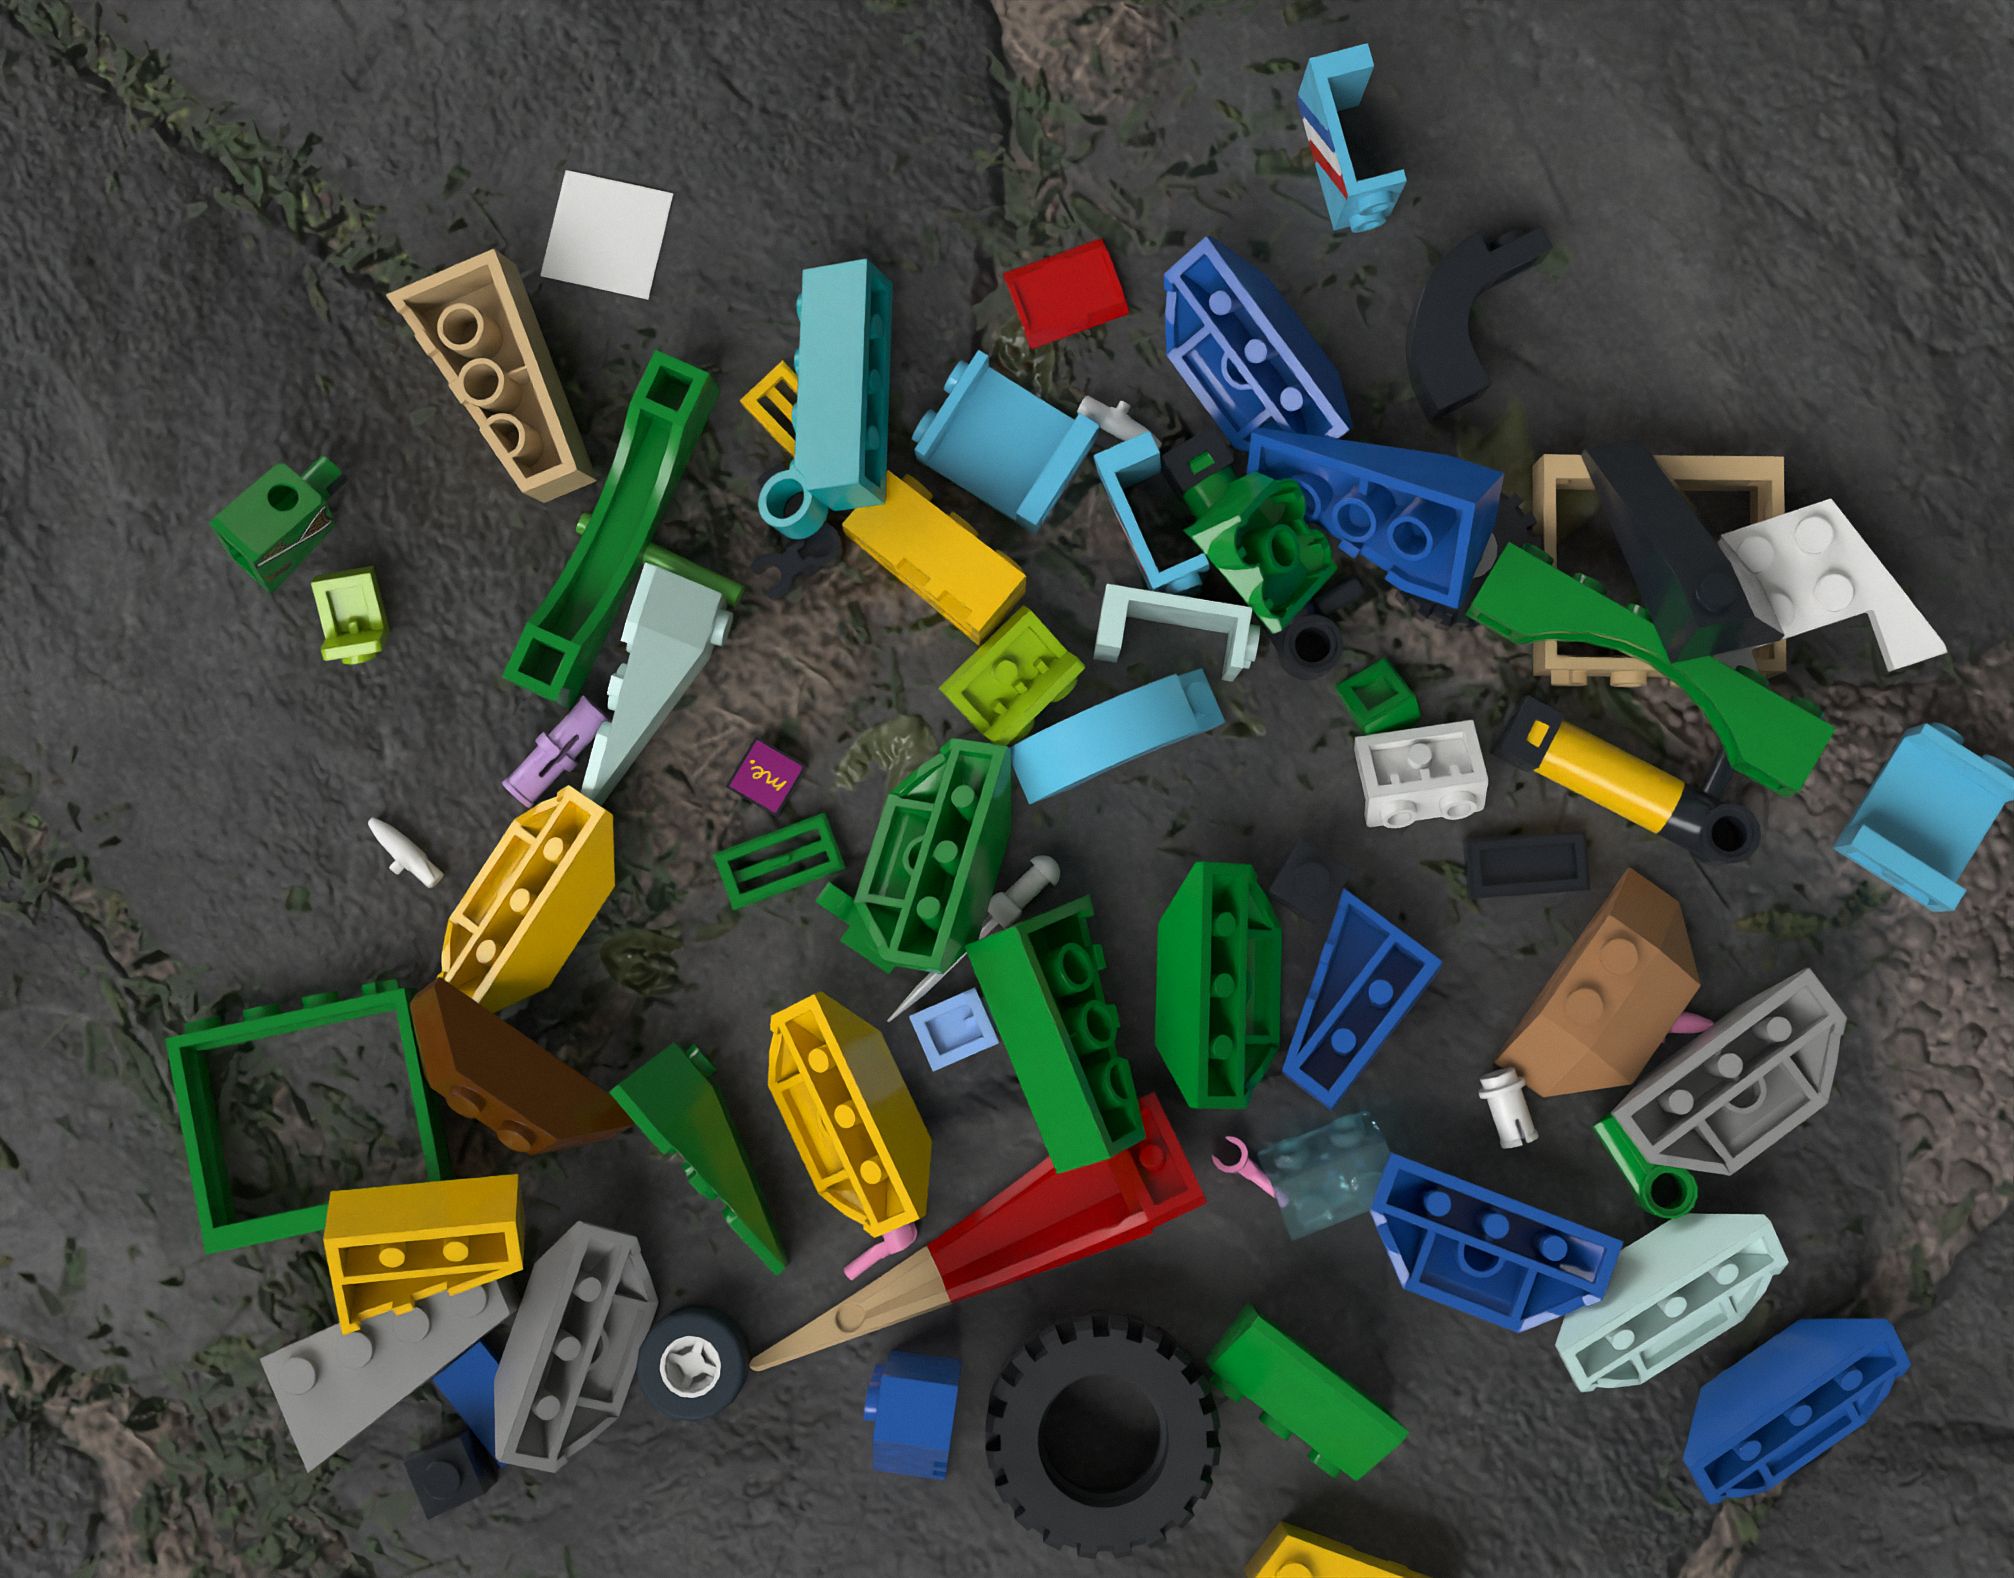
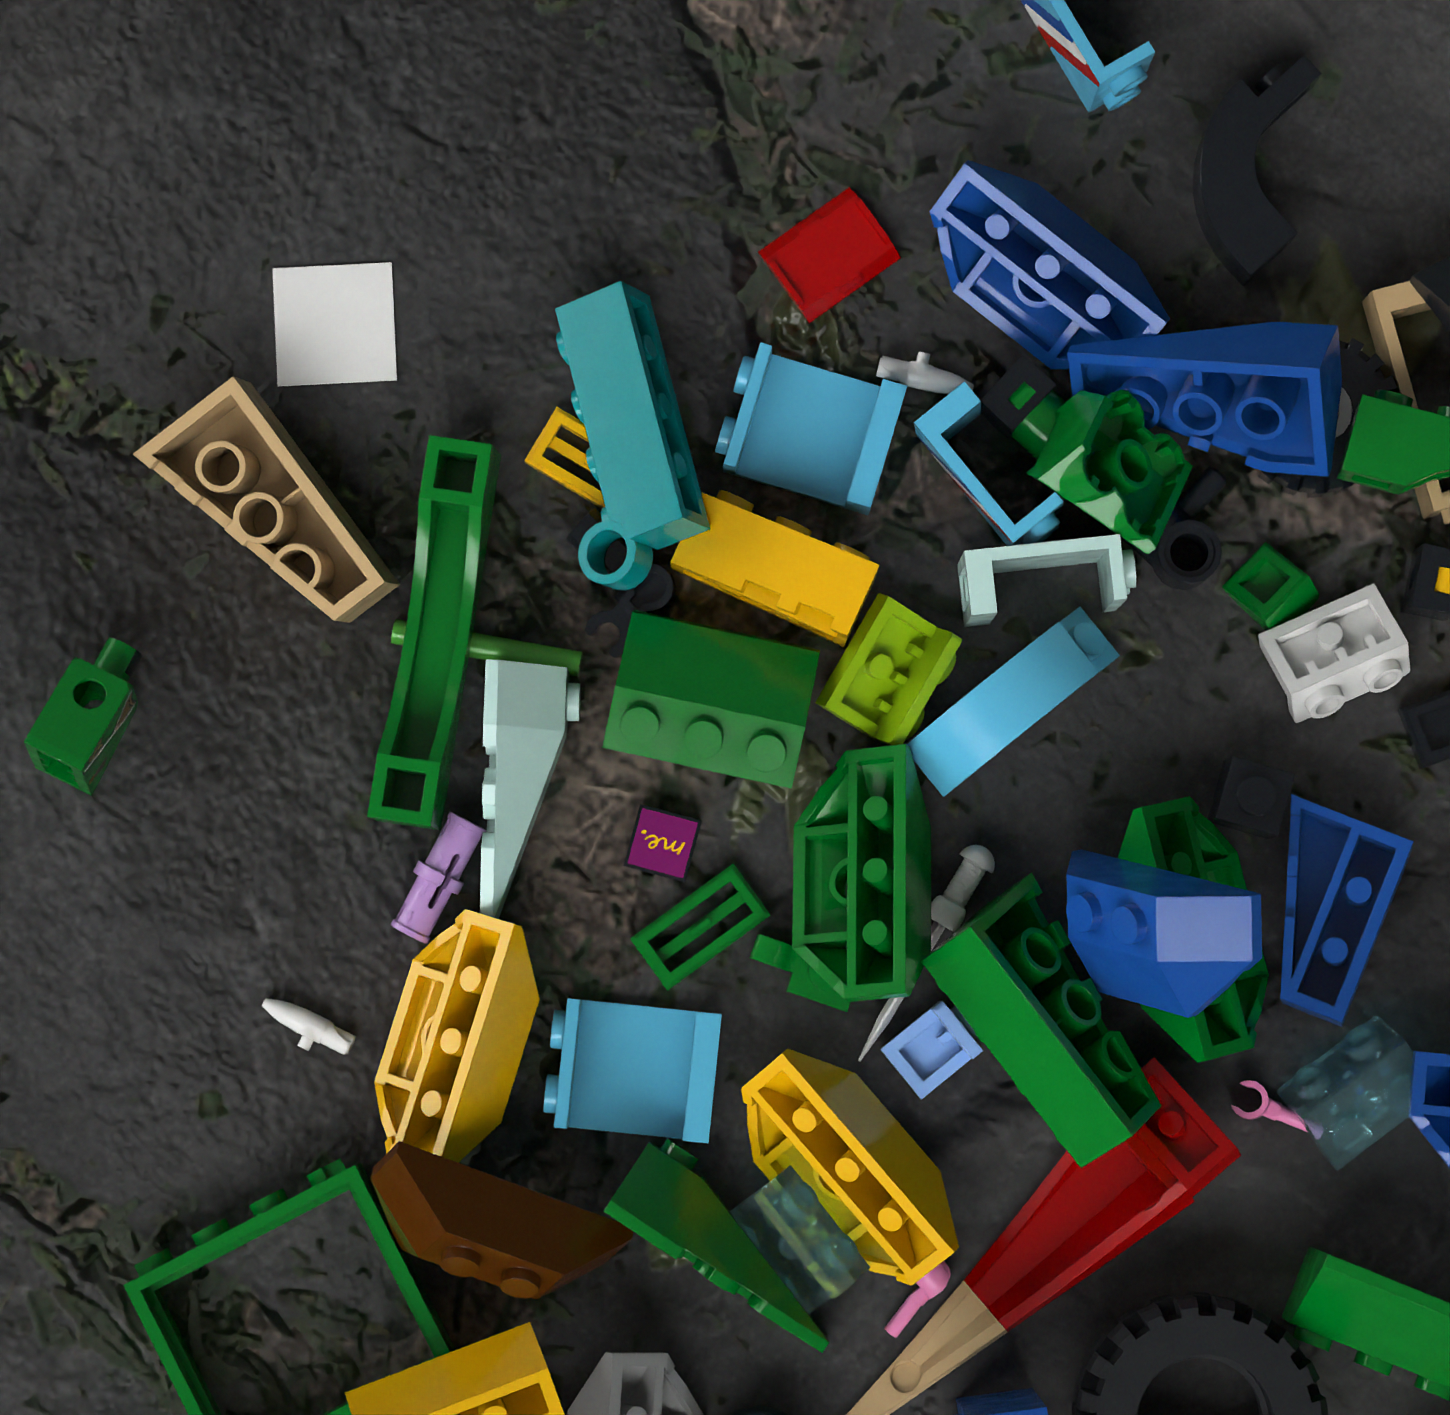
camera: 15 degrees left, 0 degrees up
(351, 615) = (185, 795): lime bracket -> none
(682, 972) = (634, 1069): none -> medium azure panel
(788, 1167) = (800, 1239): none -> clear light blue bracket
(844, 658) = (711, 699): none -> green slope
(1187, 979) = (1159, 932): none -> blue wedge

